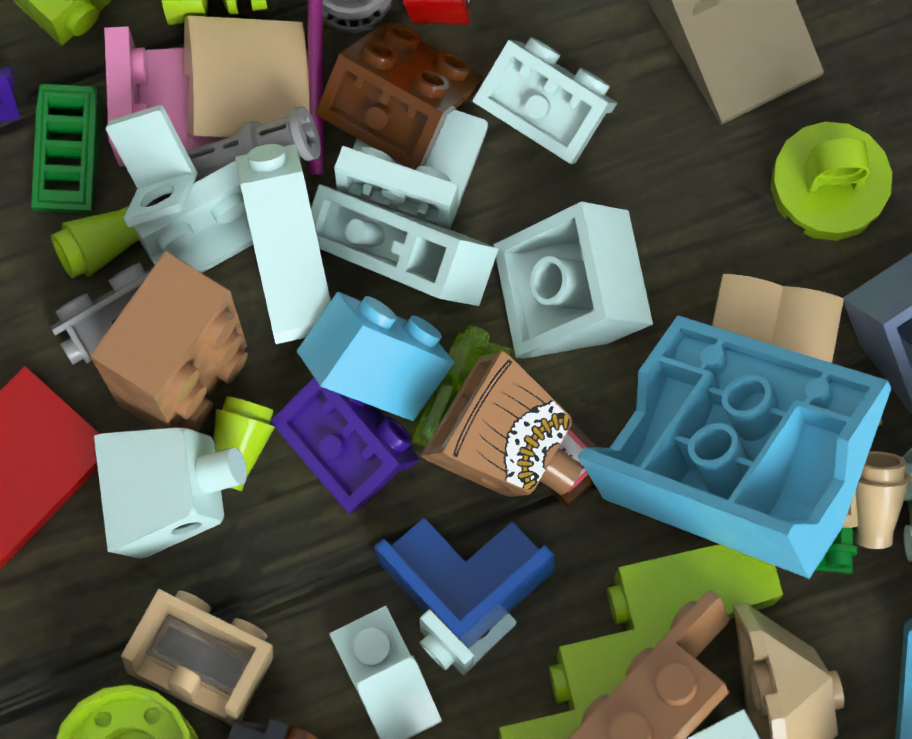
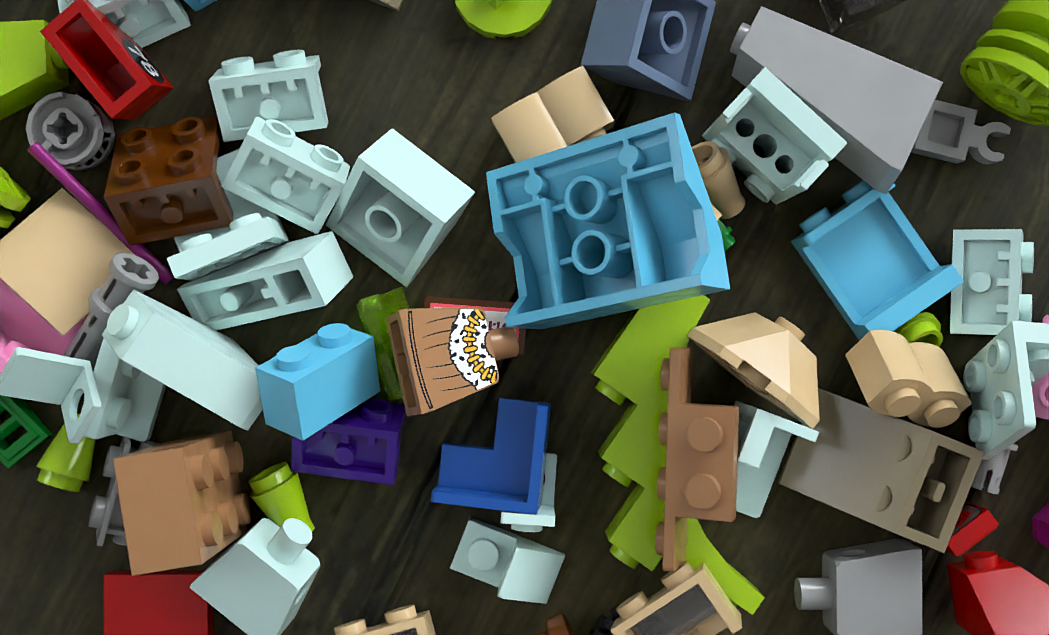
camera: 45 degrees left, 15 degrees up
(502, 171) = (287, 174): none -> light aqua bracket

